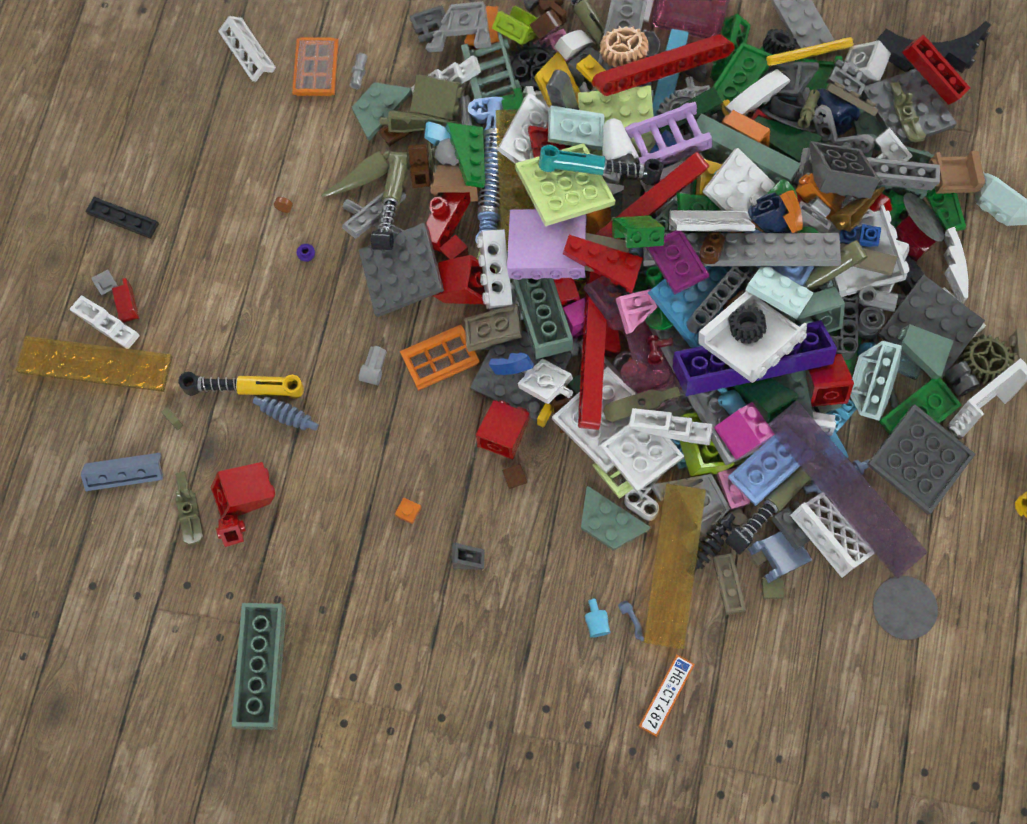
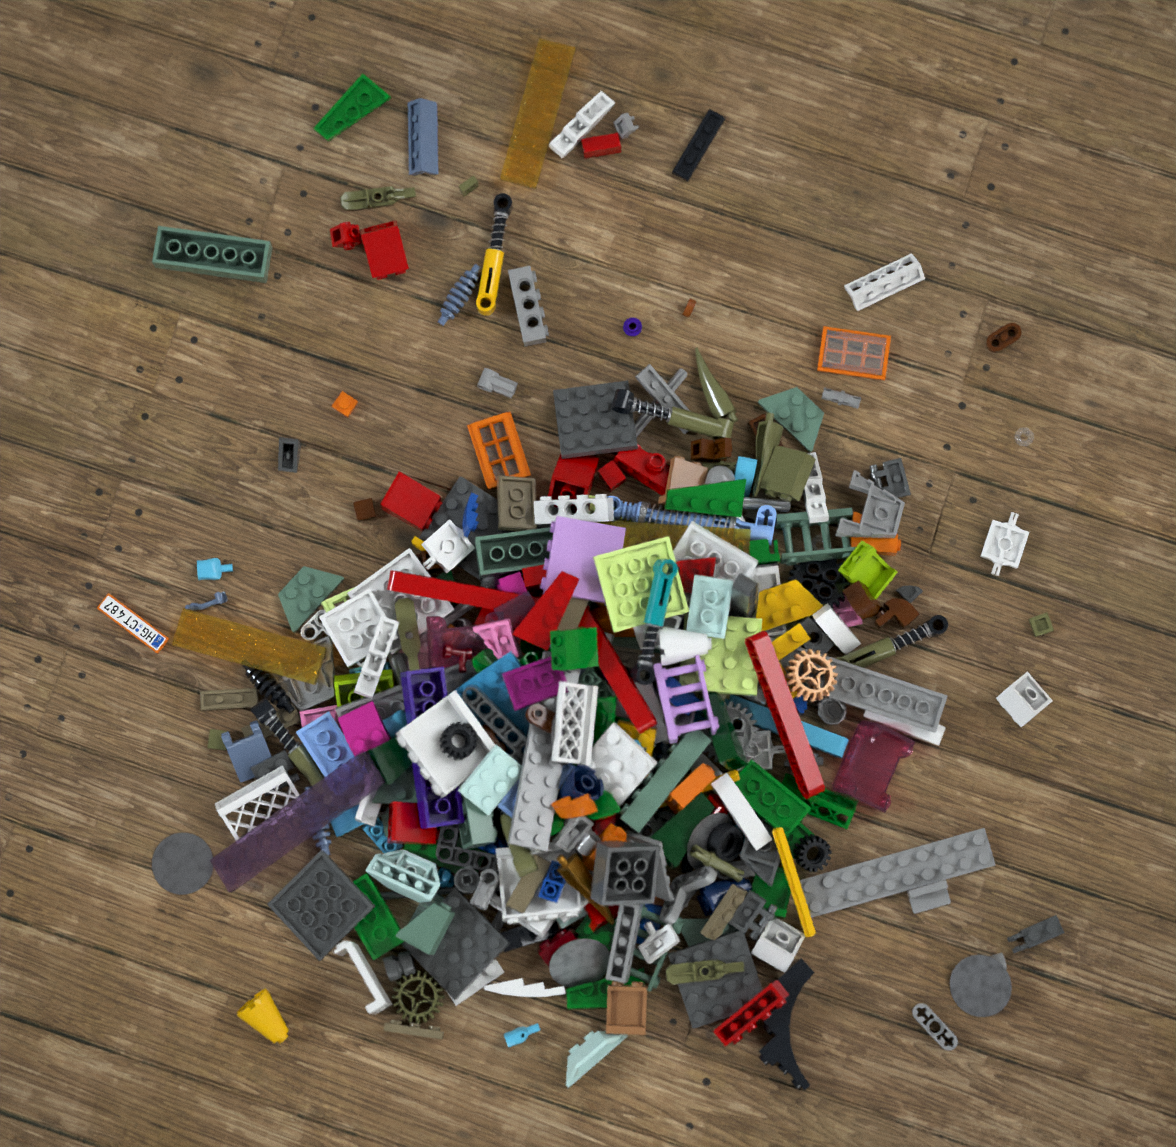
camera: 100 degrees right, 10 degrees up
(89, 543) = (354, 105): none -> green wing
(287, 356) = (518, 278): none -> light grey brick
(1000, 265) = (520, 1034): none -> medium azure piece

